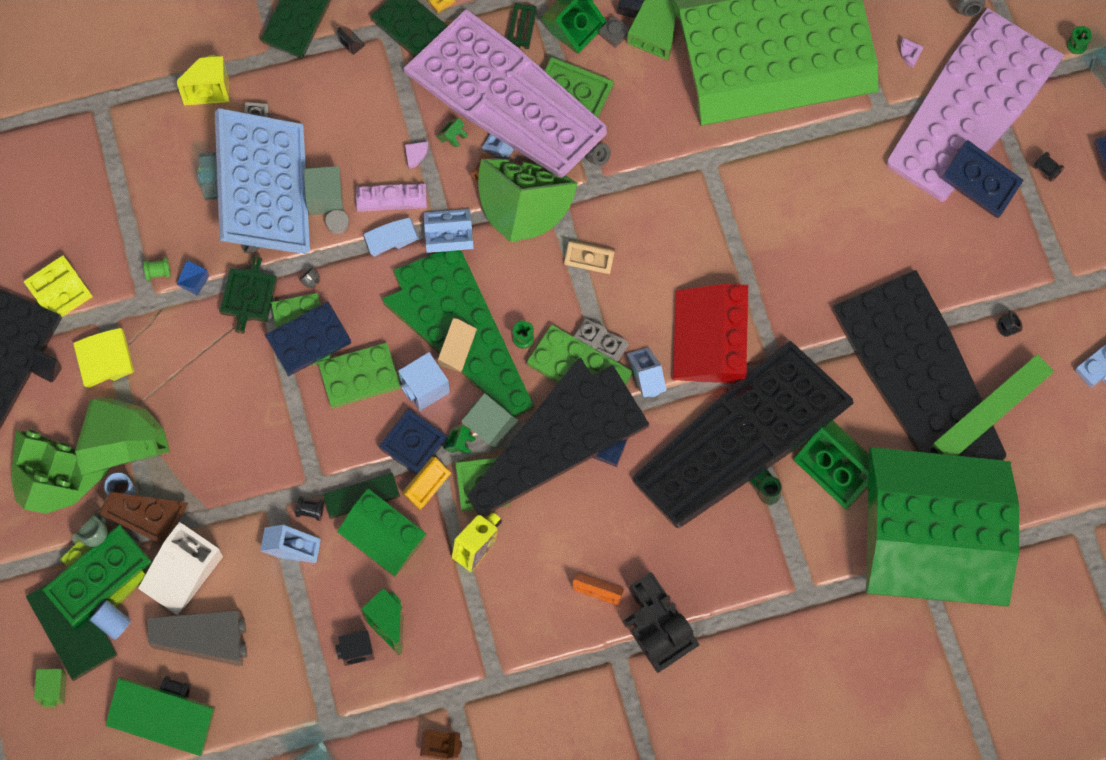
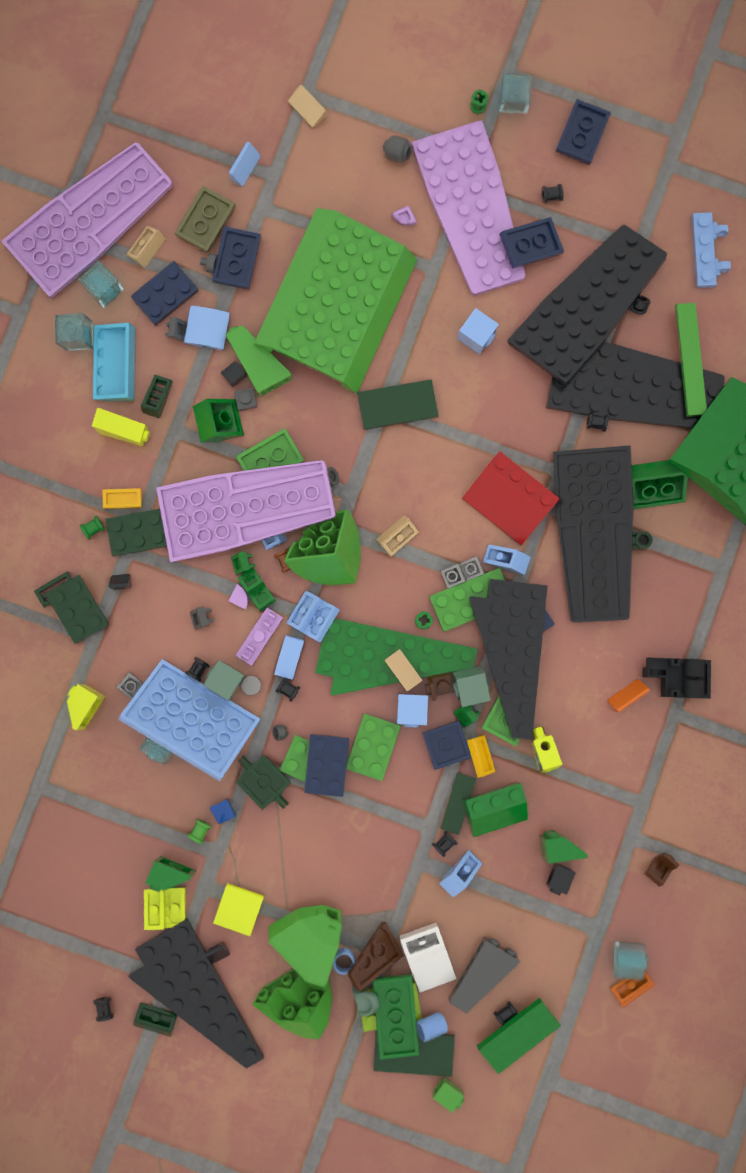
camera: 60 degrees left, 15 degrees up
(93, 263) = (167, 874): none -> green slope
(316, 160) = (197, 669): none -> black bush
(357, 256) = (287, 689): none -> black bush
(368, 130) = (199, 617): none -> dark grey tile
(436, 163) = (256, 589): none -> green slope
(466, 391) = (439, 685): none -> reddish brown bracket
(519, 42) = (205, 469): dark green tile -> none
(720, 169) = (397, 404): none -> dark green tile
(852, 188) = (478, 331): none -> light blue head
(856, 364) = (597, 422): none -> black bush
(967, 273) = (588, 304): none -> black wing

